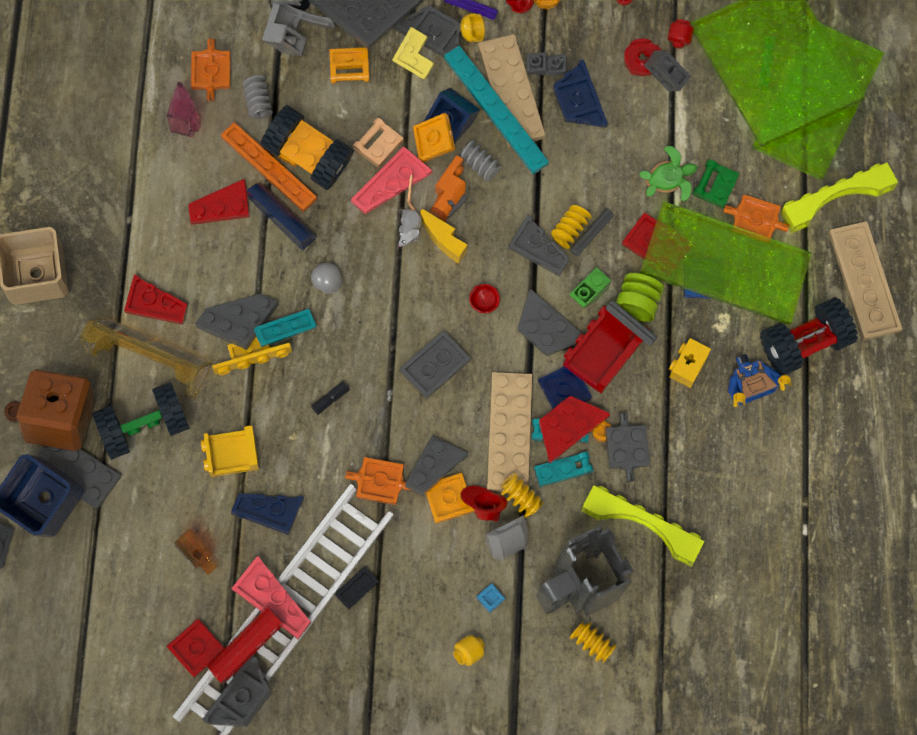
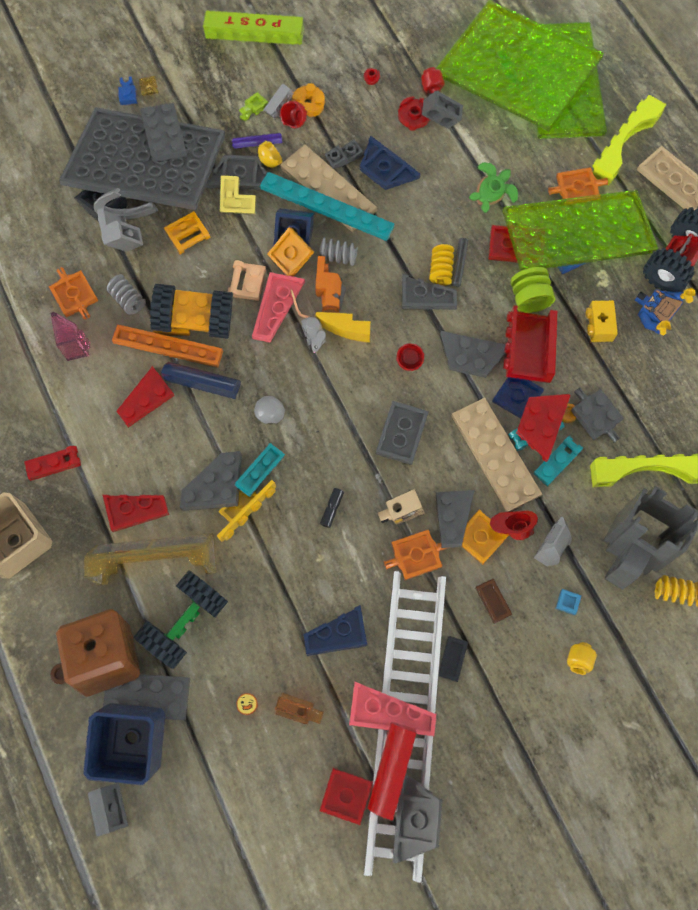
camera: 25 degrees left, 0 degrees up
(106, 221) = (52, 463): none -> red plate
(156, 525) = (247, 704): none -> light yellow tile
(230, 452) = (274, 602): yellow panel -> none
(392, 433) = (410, 507): none -> tan torso
(424, 559) = (493, 601): none -> reddish brown tile
(521, 494) = (541, 501): yellow piece -> none
(591, 288) = (489, 303): bright green slope -> none
(632, 323) = (541, 312): dark grey axle -> none
(722, 186) = (535, 175): green plate -> none

